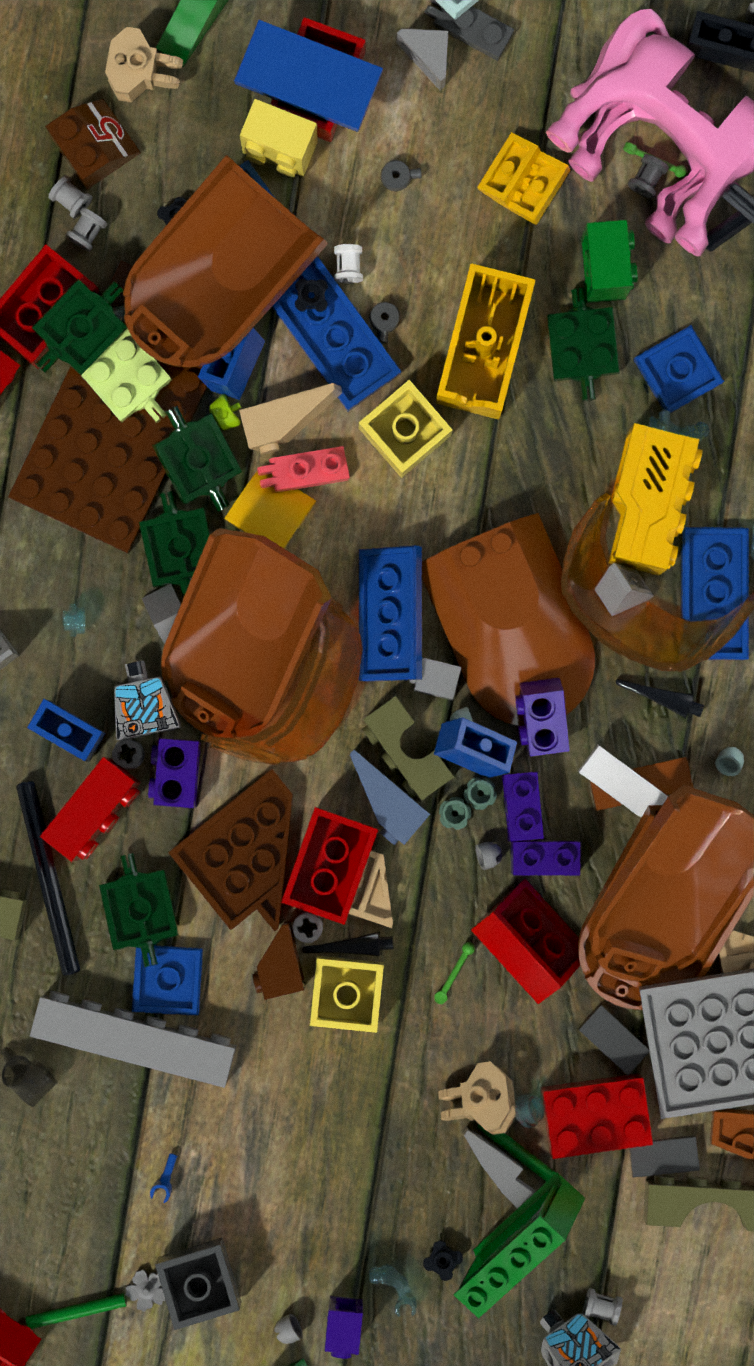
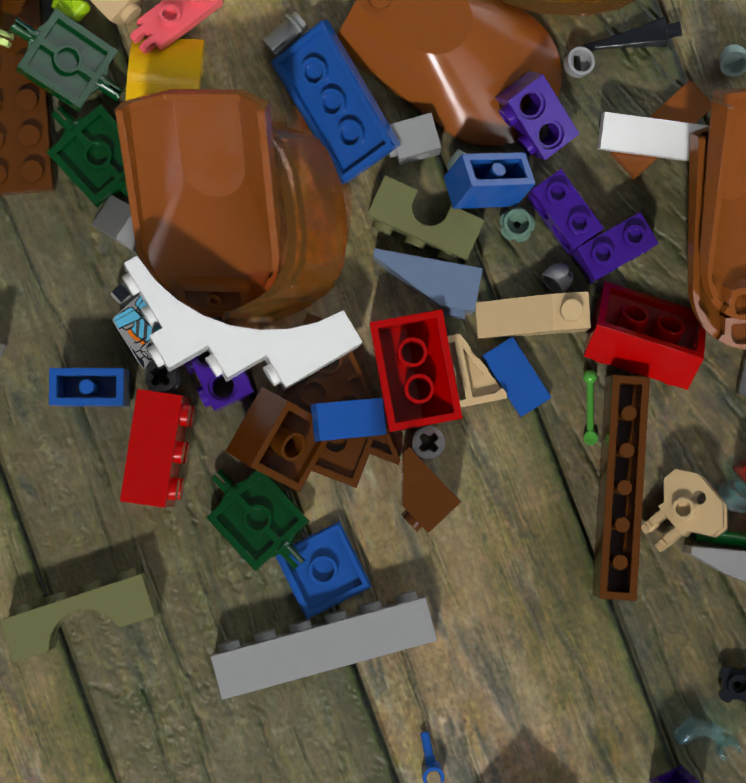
camera: 30 degrees left, 0 degrees up
(26, 1077) = (242, 740): clear smoke piece -> none
(48, 878) = (154, 539): black axle -> none
(74, 620) = (38, 281): clear light blue plate -> none
(166, 734) = (233, 349): none -> white arch
(192, 858) = (277, 440): none -> reddish brown slope
(254, 873) = (348, 419): none -> blue tile
(347, 994) = (502, 484): light yellow brick -> none
(368, 944) = (490, 429): black piece -> none
(383, 534) = (285, 33): none -> light grey pin
(409, 914) = (516, 377): none -> blue tile
(439, 1051) = (621, 487): none -> reddish brown brick
(449, 873) = (533, 315): none -> tan slope
(460, 820) = (512, 252): sand green plate -> none
(608, 696) = (584, 62): none -> light grey hinge

